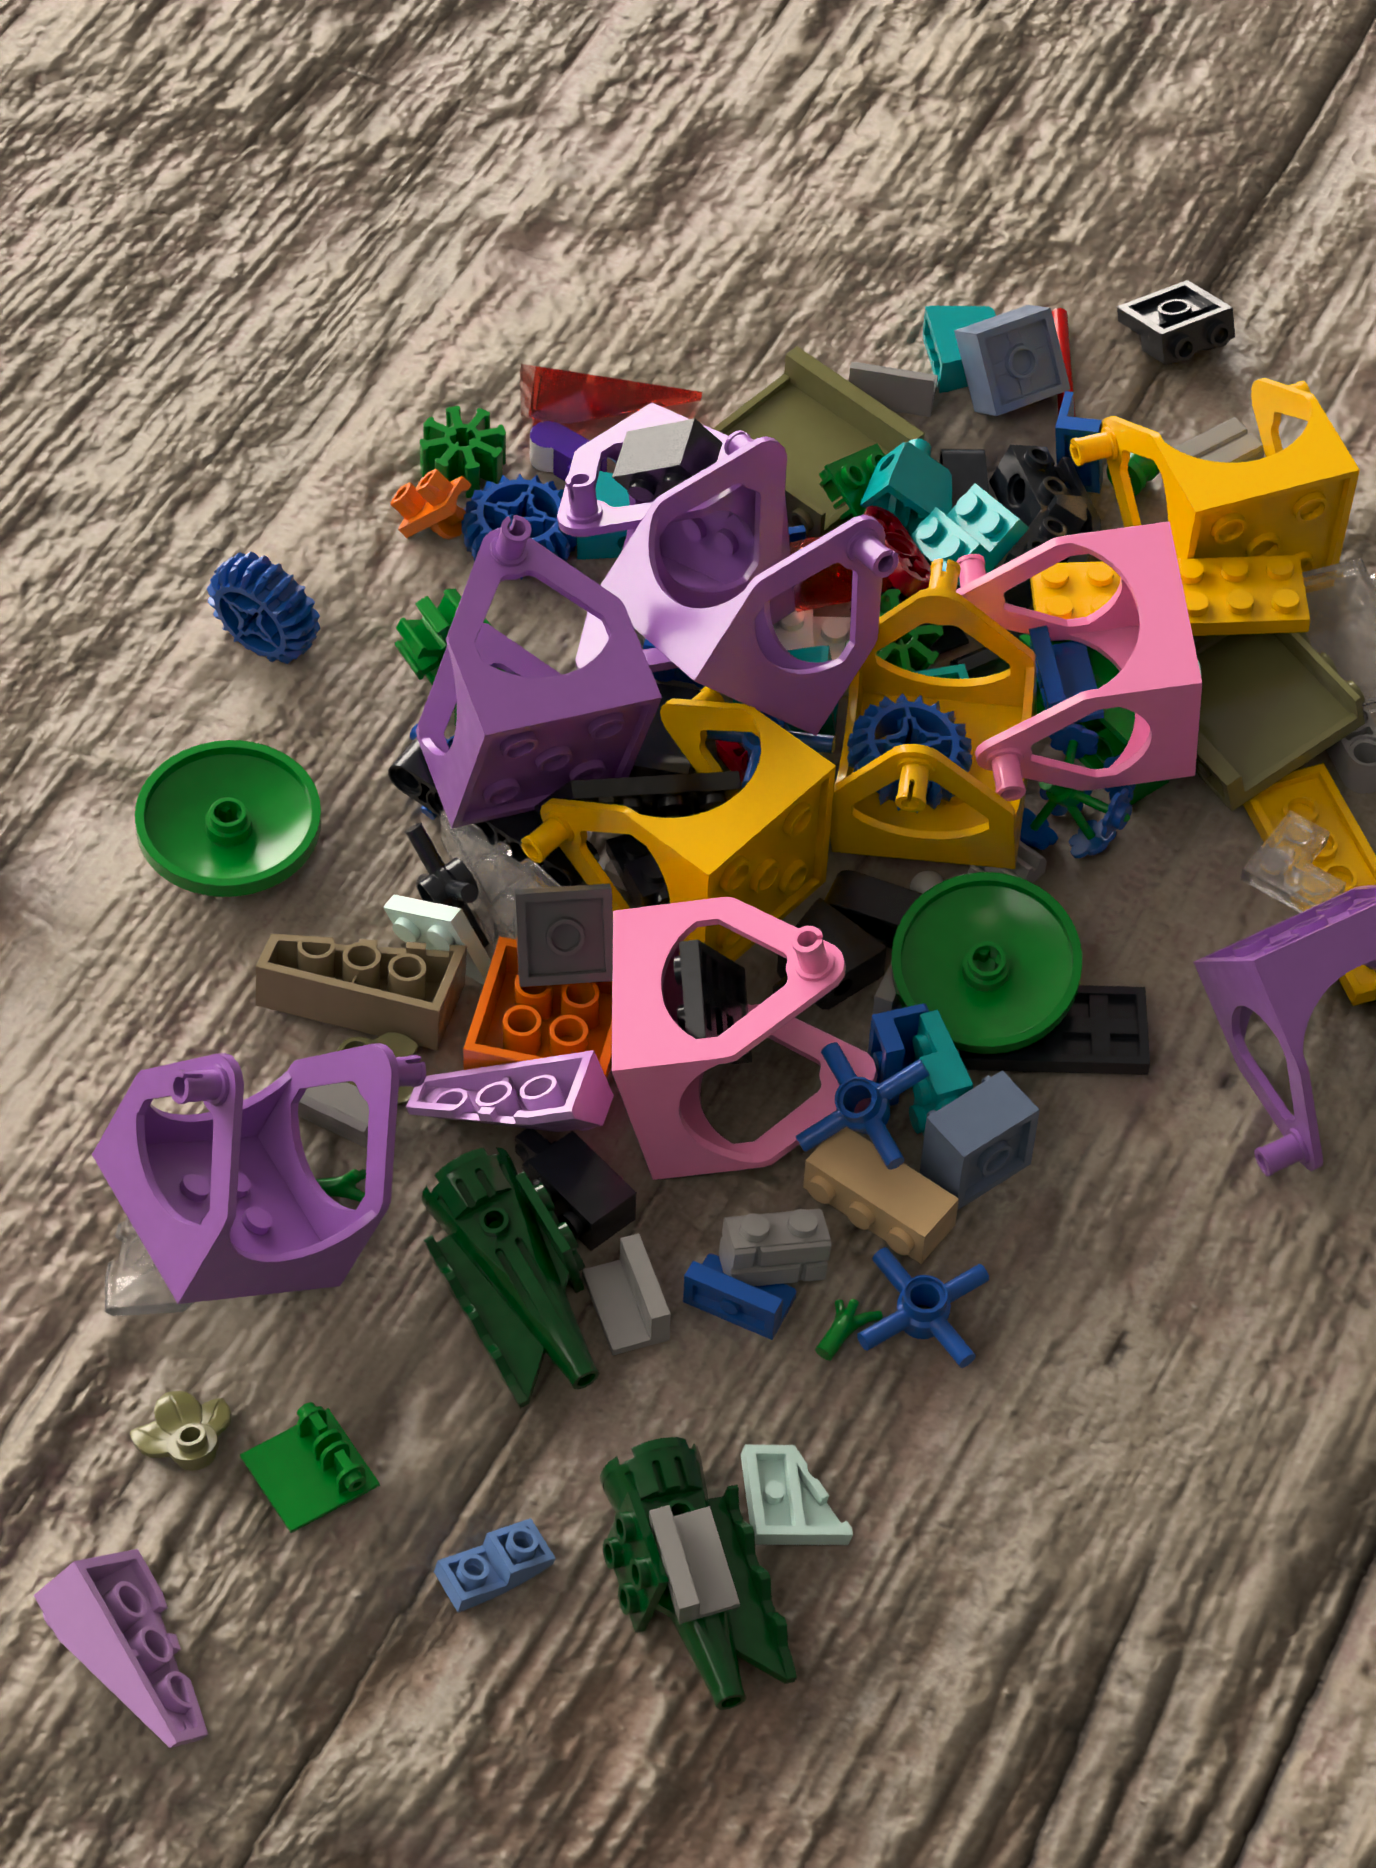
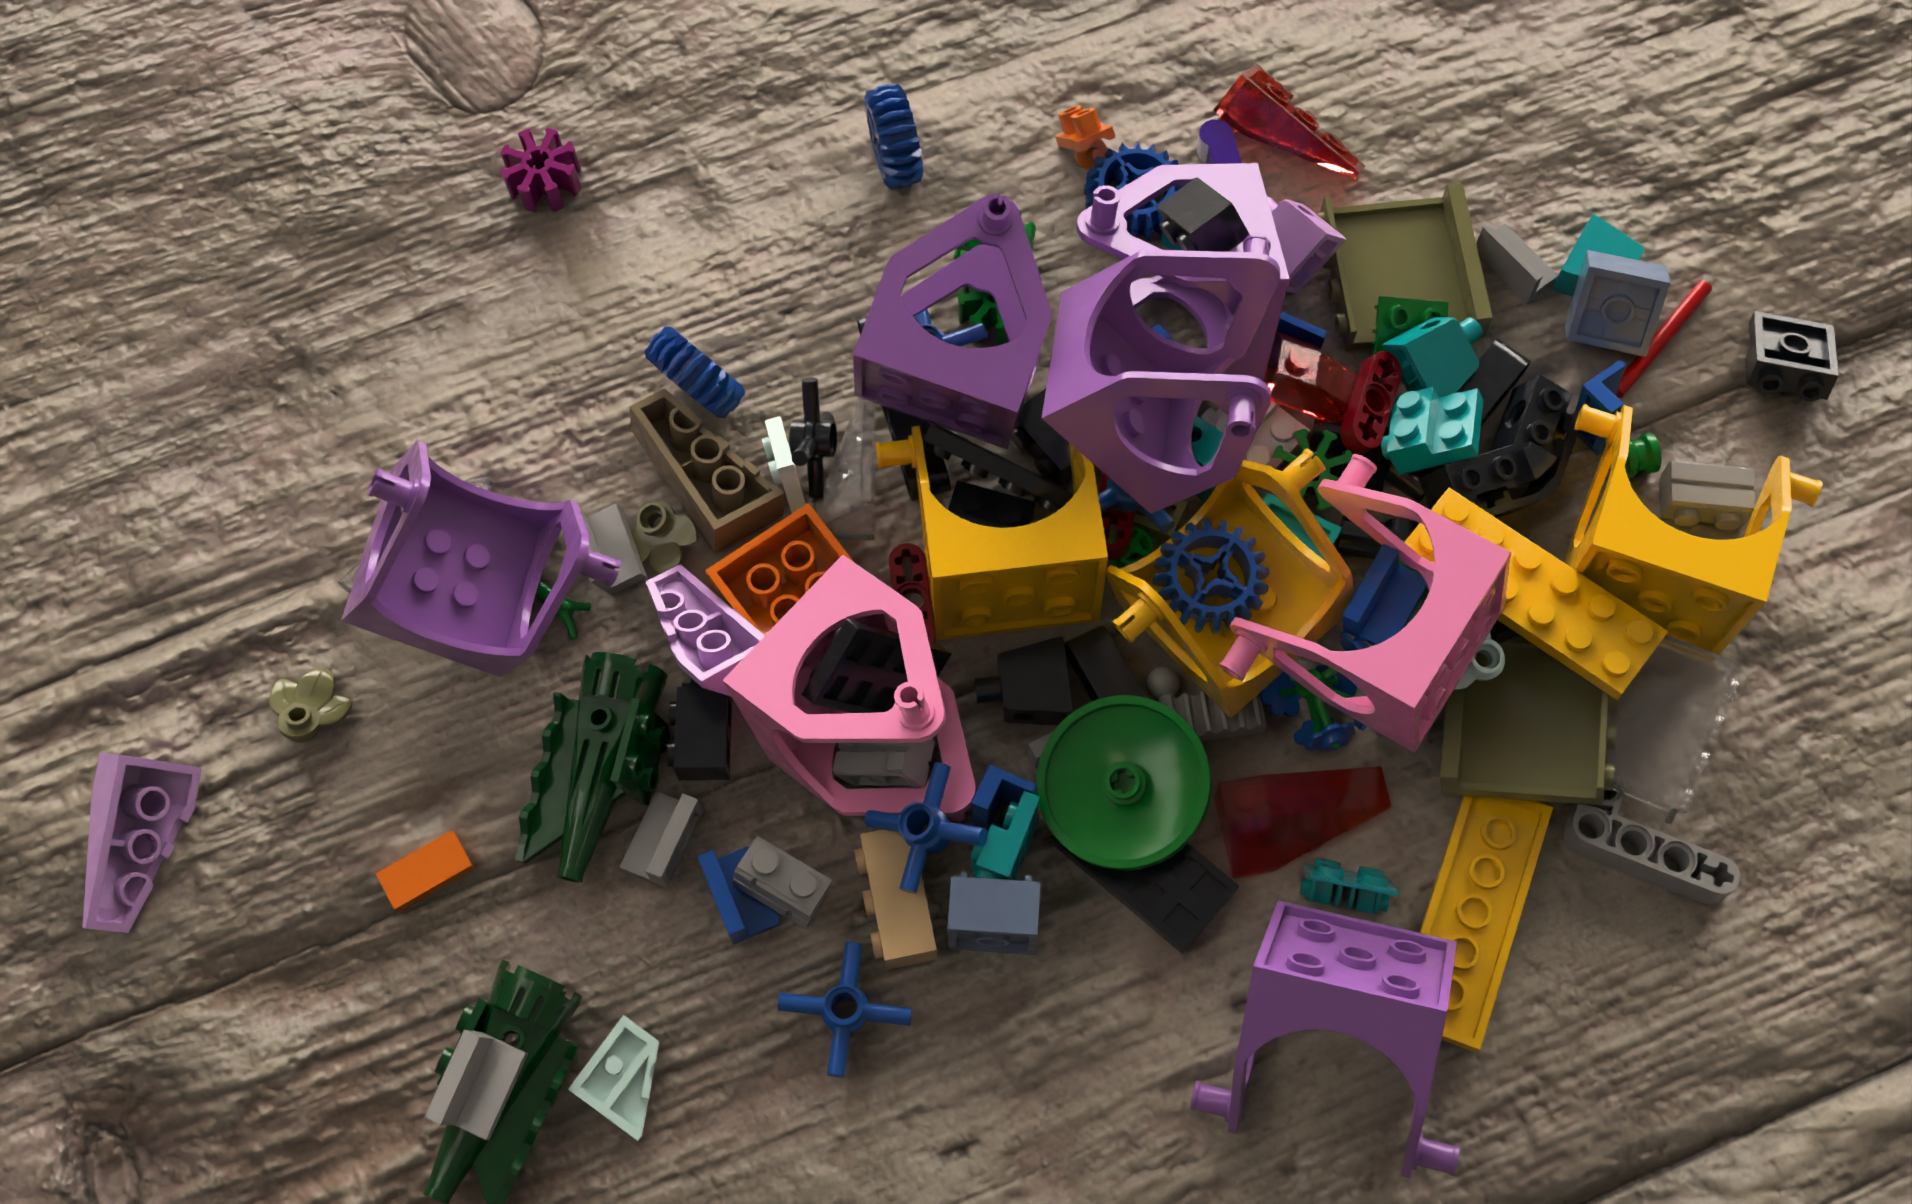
camera: 45 degrees right, 15 degrees up
(228, 818) = (730, 279): green dish -> none
(281, 903) = (694, 372): none -> blue gear
(309, 1468) = (354, 796): green hinge -> none
(440, 1479) = (425, 871): none -> orange tile
(464, 449) = (1149, 105): green gear -> none
(500, 1564) = (398, 962): medium blue slope -> none
(564, 934) = (830, 528): dark grey bracket -> none
(762, 1088) = (884, 763): none -> light grey brick
(843, 1325) = (783, 976): green bar -> none
(1132, 909) = (1288, 814): none -> clear red wedge
(1226, 924) = (1368, 881): none -> teal hinge
(1285, 868) = (1431, 877): clear plate -> none

